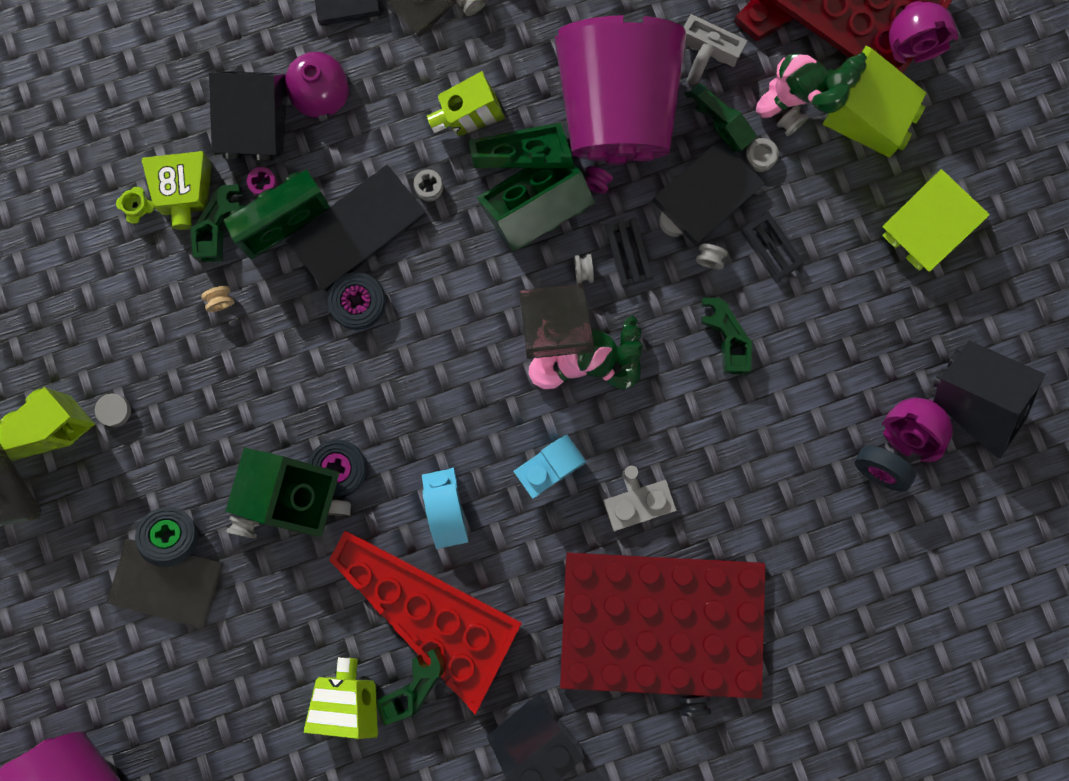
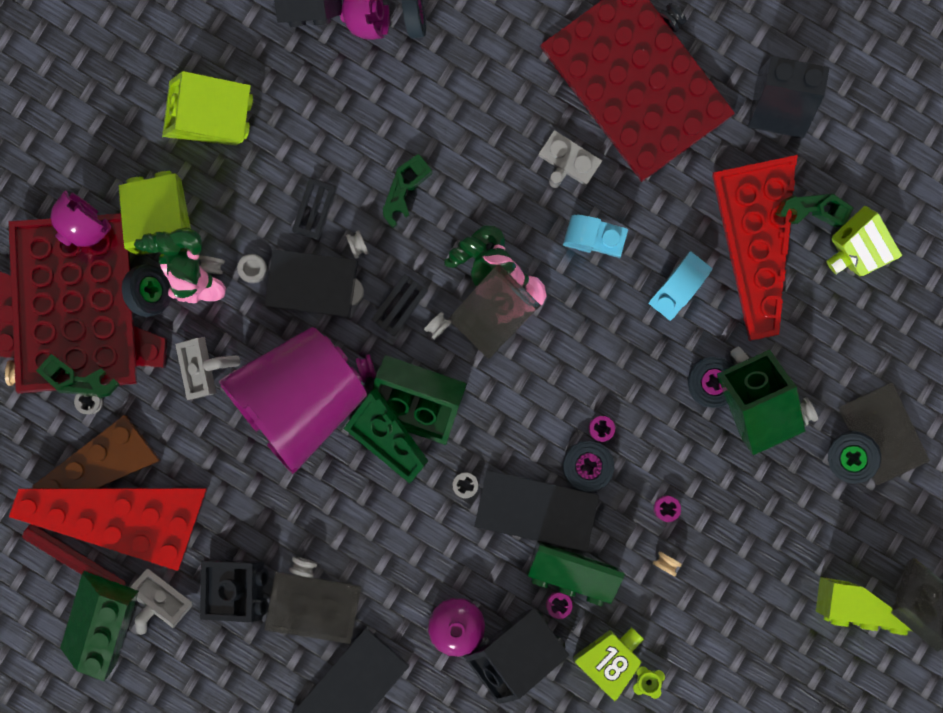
camera: 130 degrees left, 5 degrees up
(112, 410) = (801, 571): light grey tile -> none
(209, 221) = (610, 619): dark green piece -> none
(257, 331) = (667, 499): none -> magenta bush
(377, 348) = (608, 423): none -> magenta bush
(467, 107) = (379, 495): lime torso -> none
(727, 122) = (250, 309): dark green piece -> none
(818, 32) = (141, 301): none -> black bush

